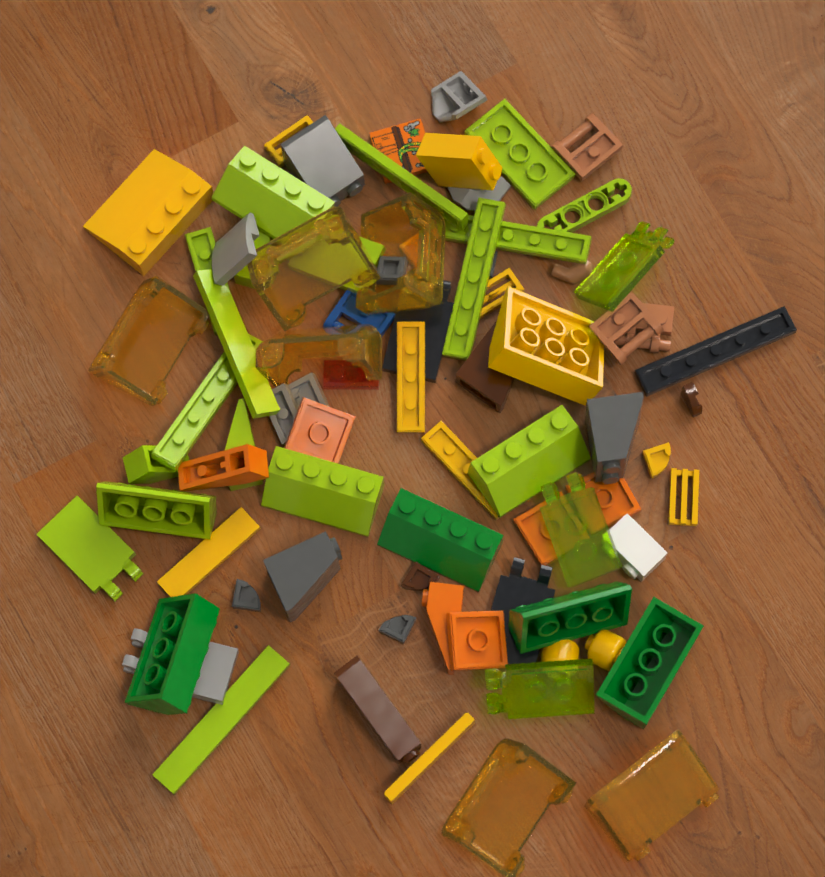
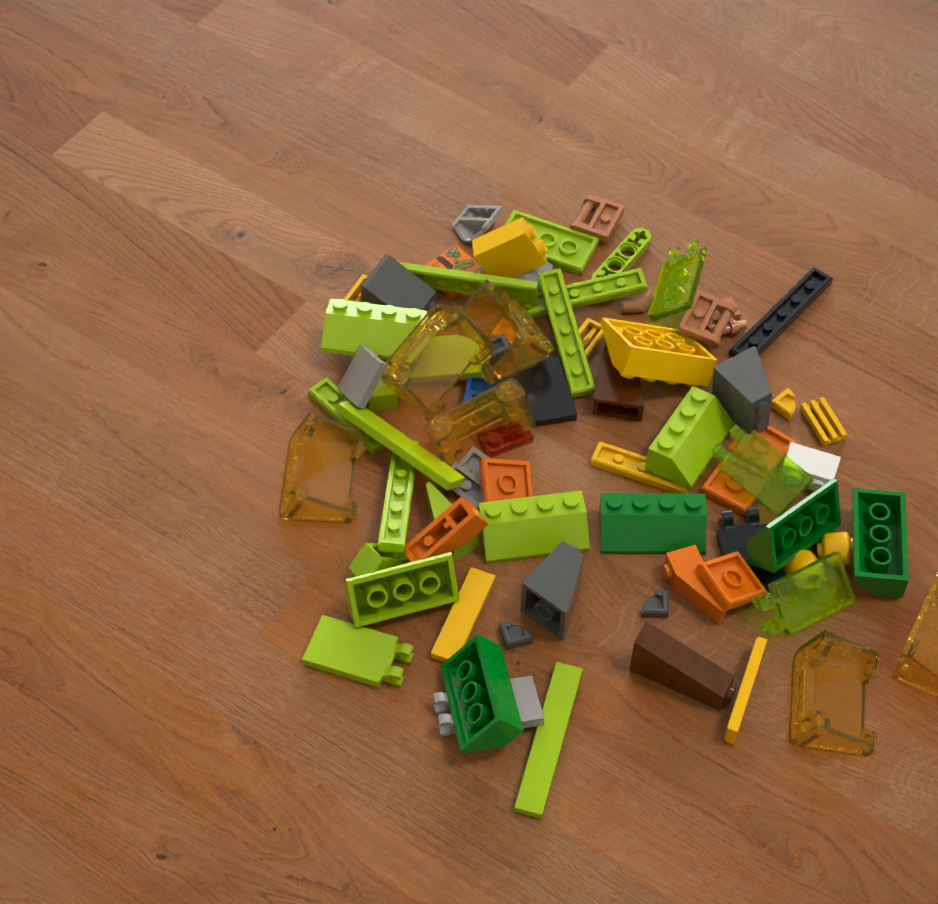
camera: 30 degrees left, 20 degrees down
(150, 211) = (269, 384): yellow slope -> none
(410, 377) = (557, 418): yellow tile -> none
(419, 578) = (651, 562): reddish brown tile -> none
(689, 396) = (784, 352): reddish brown tile -> none

